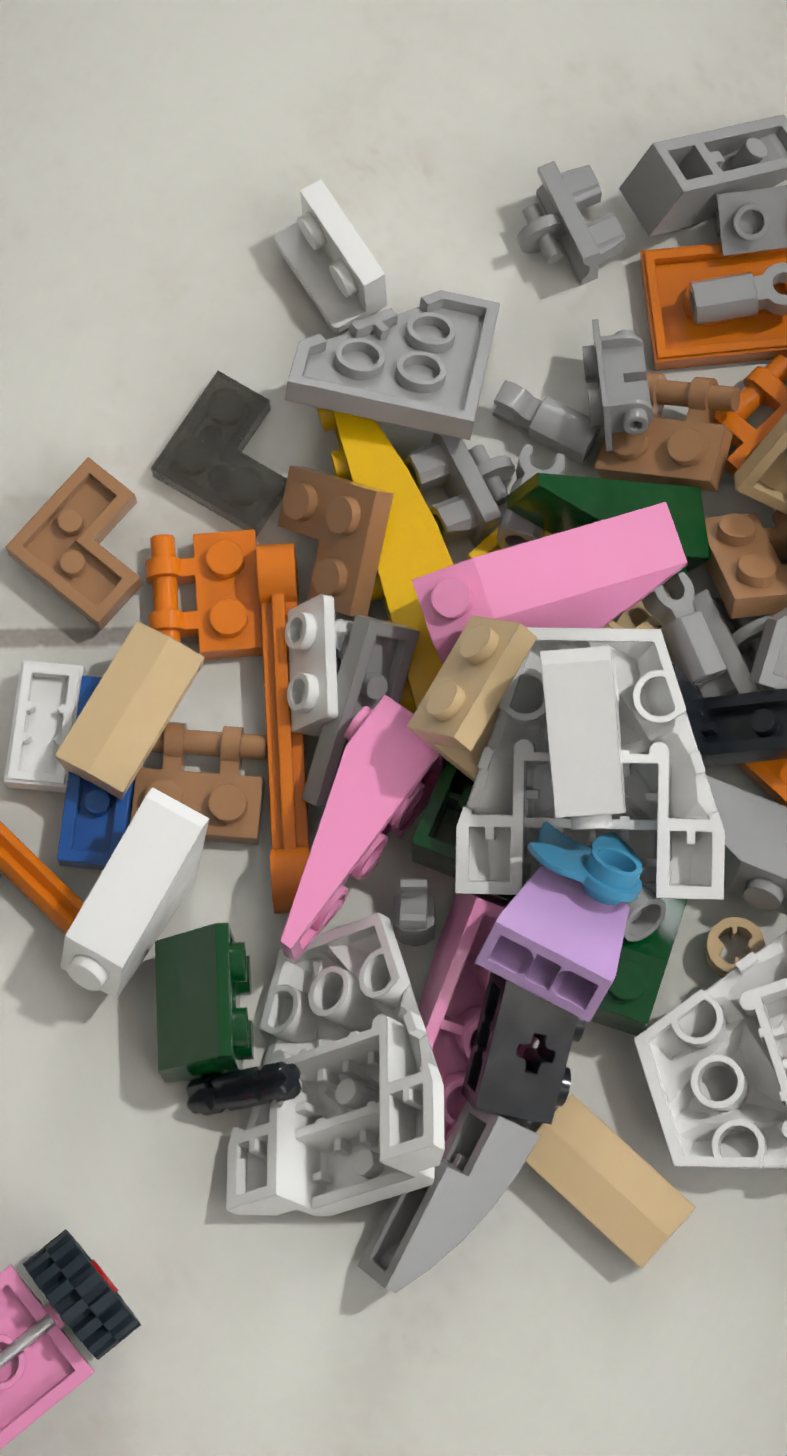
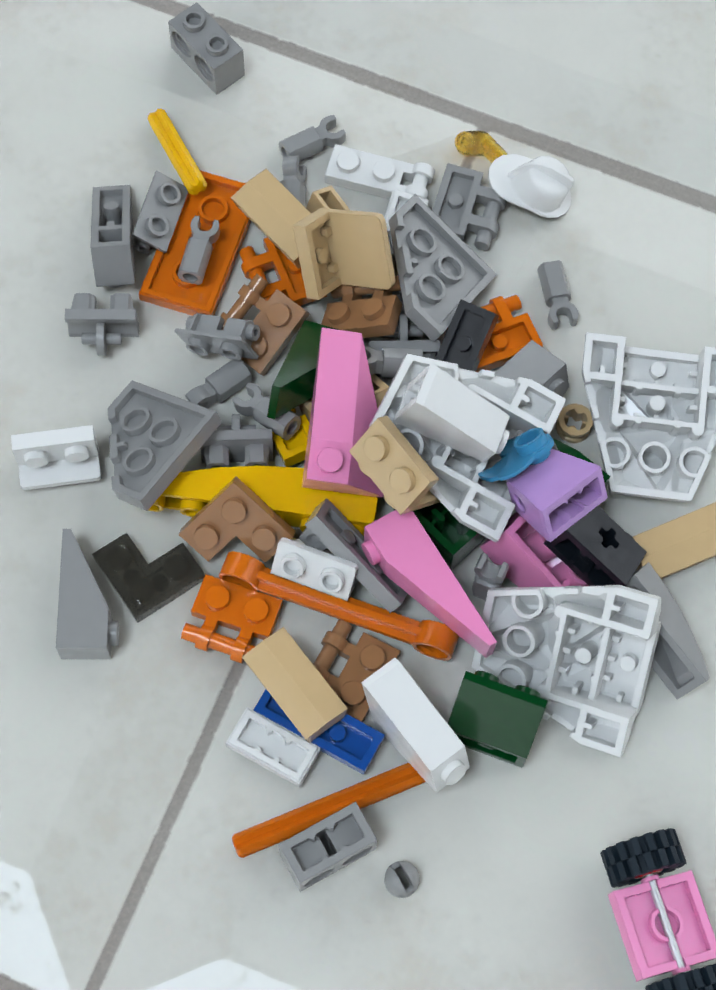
camera: 75 degrees left, 5 degrees down
(64, 544) = (164, 690): medium nougat plate -> none
(133, 393) = (84, 617): none -> light grey slope
(244, 1088) = (554, 716): black axle -> none

